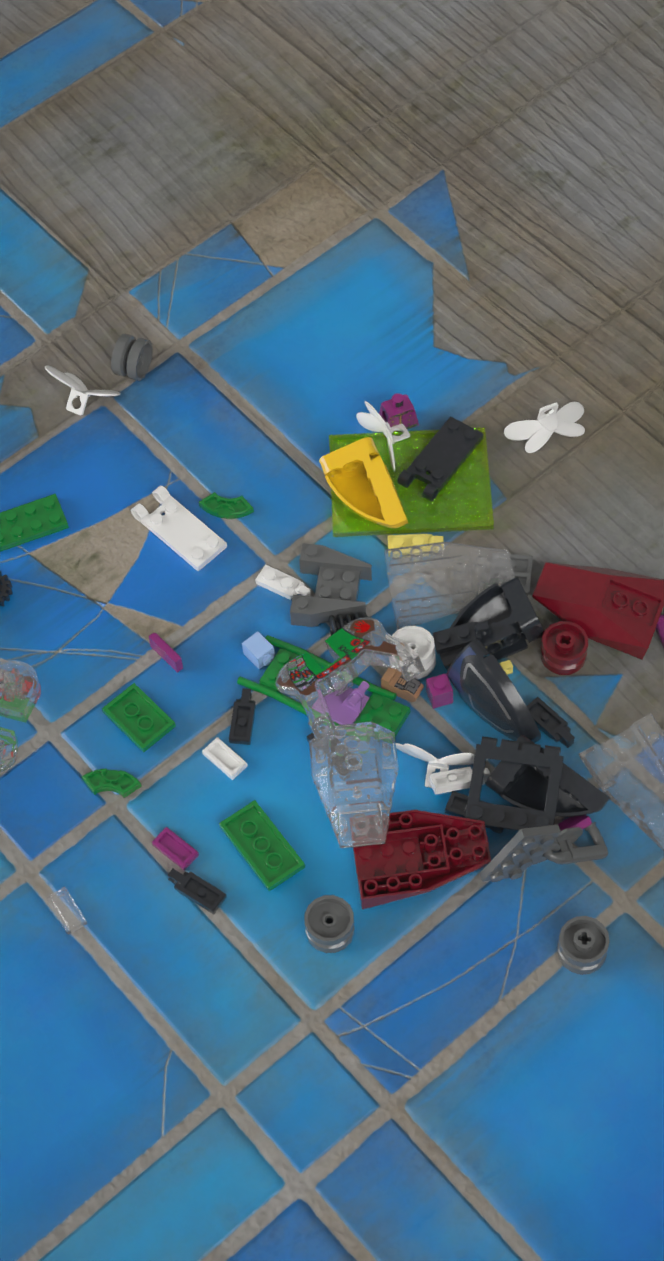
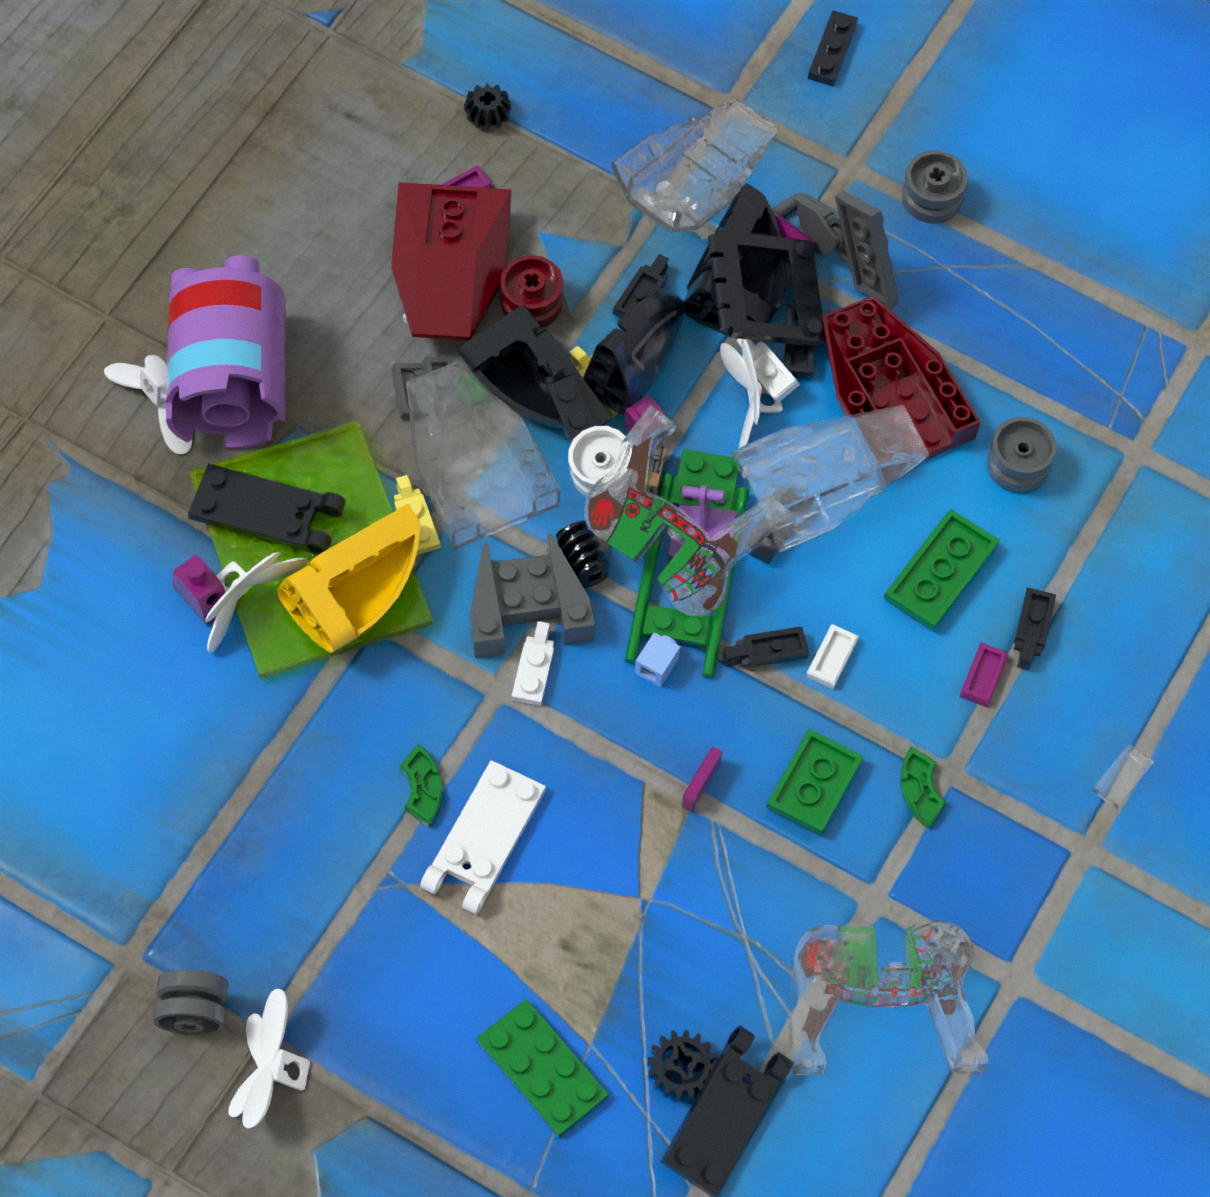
camera: 115 degrees left, 5 degrees up
(554, 447) = (226, 353): none -> medium lavender brick

